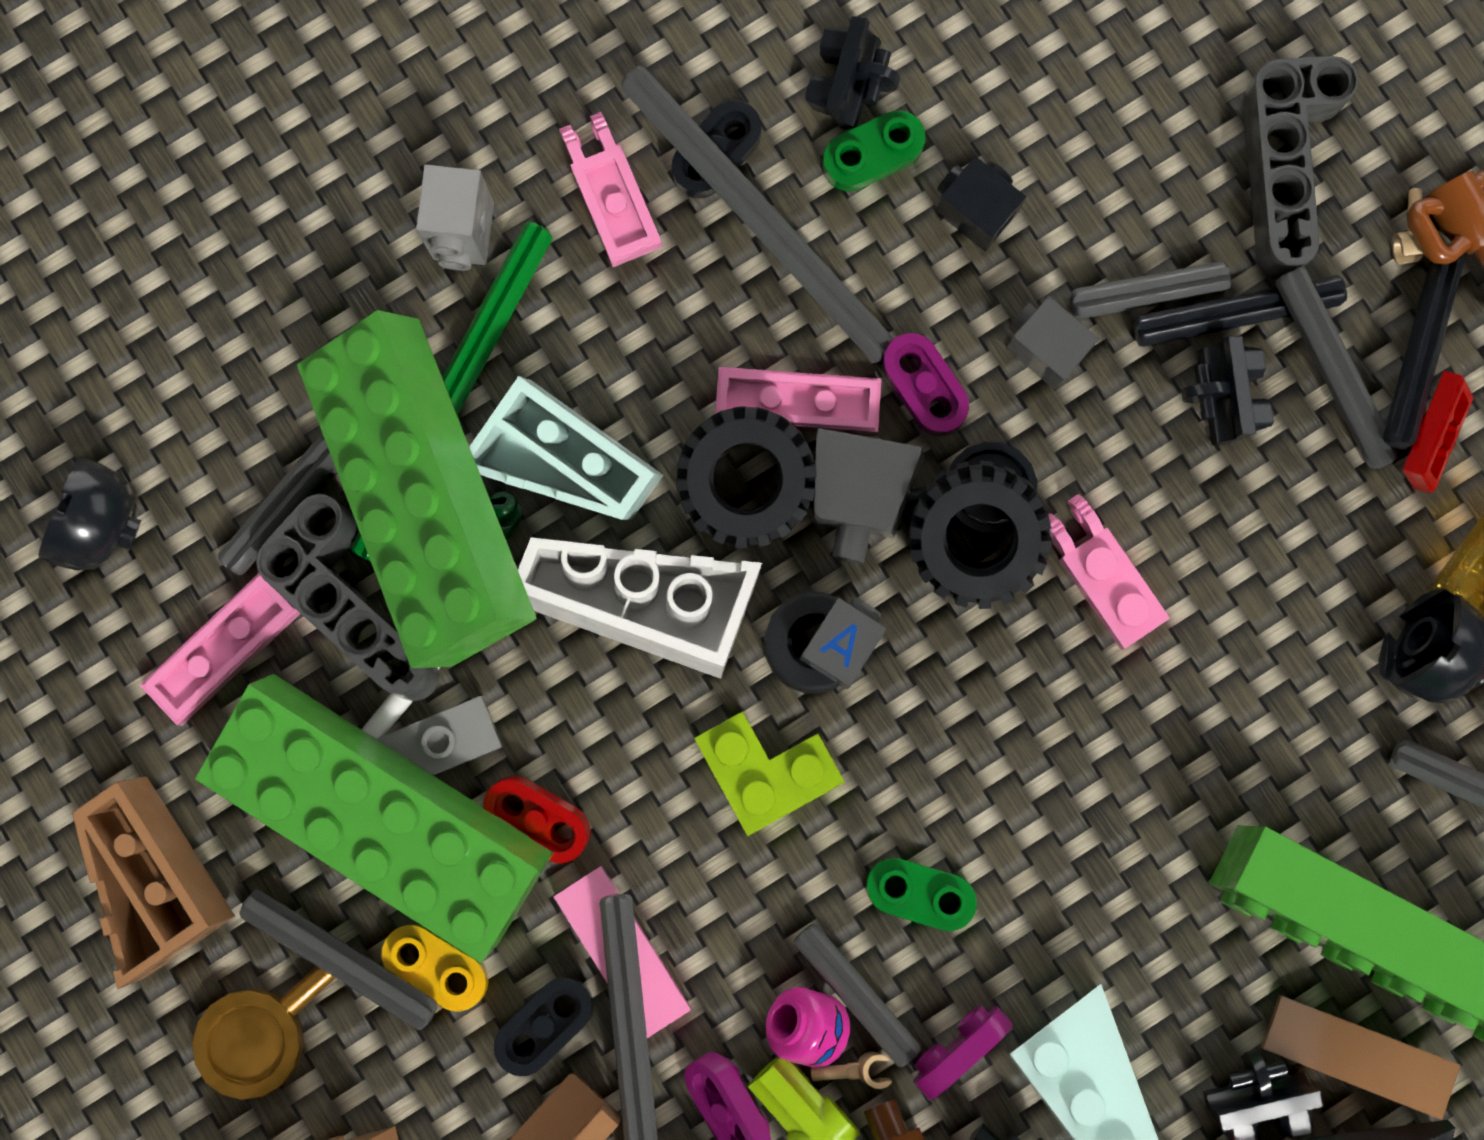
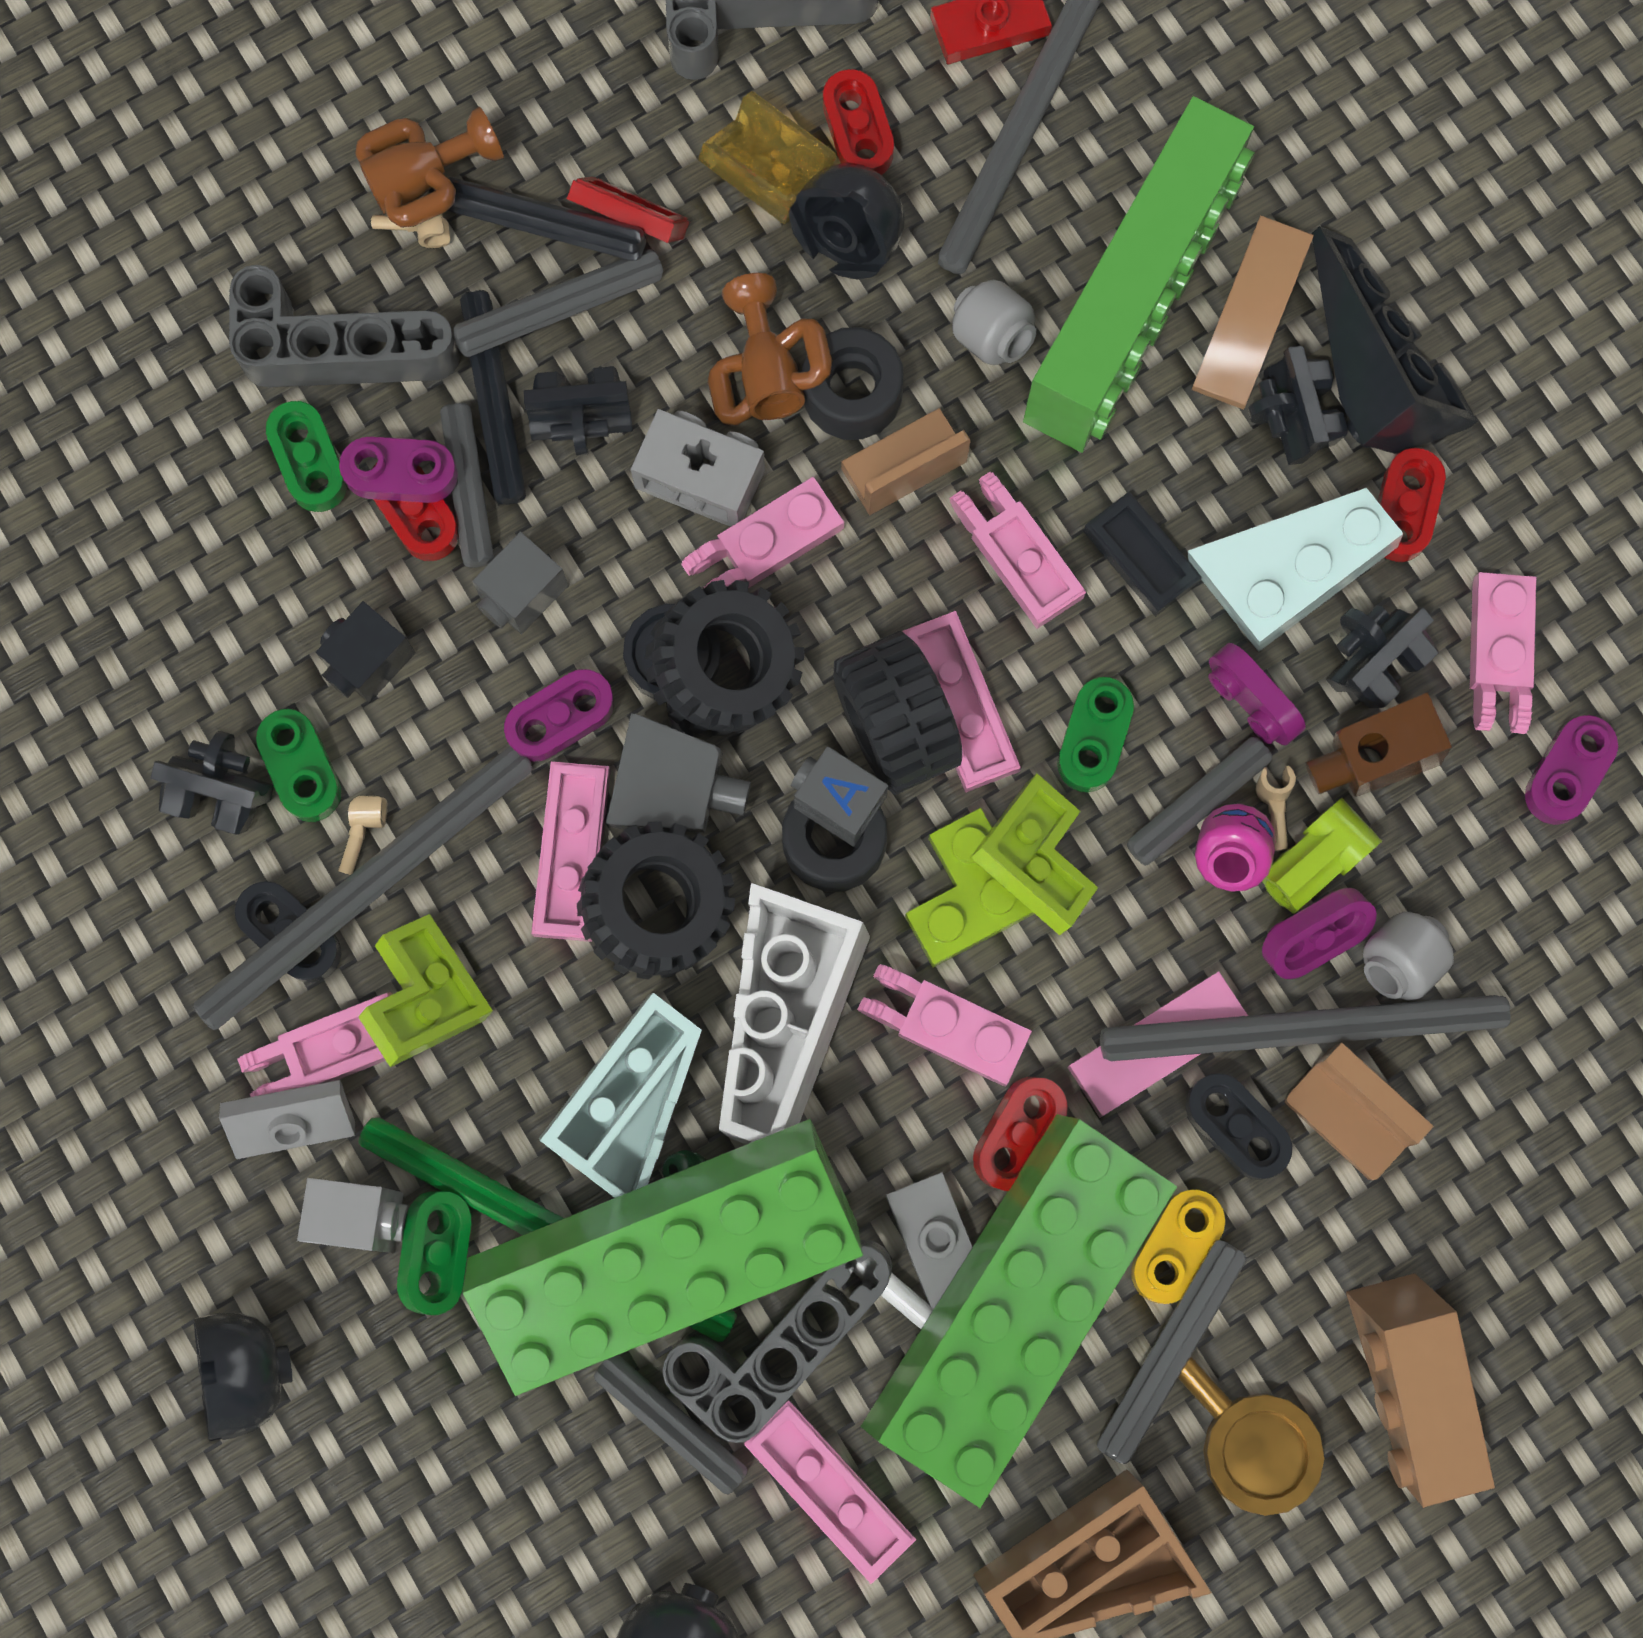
camera: 90 degrees left, 5 degrees down
(322, 126) = (238, 1373): none -> black cylinder
(431, 294) = (437, 1253): none -> green plate
(546, 158) = (287, 1119): none -> light grey plate
(636, 756) = (951, 1026): none -> bright pink hinge
(656, 283) = (435, 998): none -> lime plate
(794, 821) = (1024, 860): none -> lime plate
(828, 210) = (362, 814): none -> tan hand
(928, 698) = (898, 712): none -> black tyre
(951, 763) = (985, 744): none -> bright pink tile
(1098, 821) = (1019, 553): none -> bright pink hinge
(1104, 942) = (1142, 554): none -> black tile
(1122, 242) = (411, 520): none -> red plate
(1150, 527) = (716, 490): none -> light grey brick
(1158, 221) = (396, 468): none -> magenta plate
(1168, 140) = (305, 460): none -> green plate
(1190, 708) = (905, 461): none -> medium nougat panel
(1282, 569) = (767, 366): none -> dark orange piece
(1301, 647) = (867, 416): none -> black tyre
(1336, 794) = (994, 322): none -> light grey head

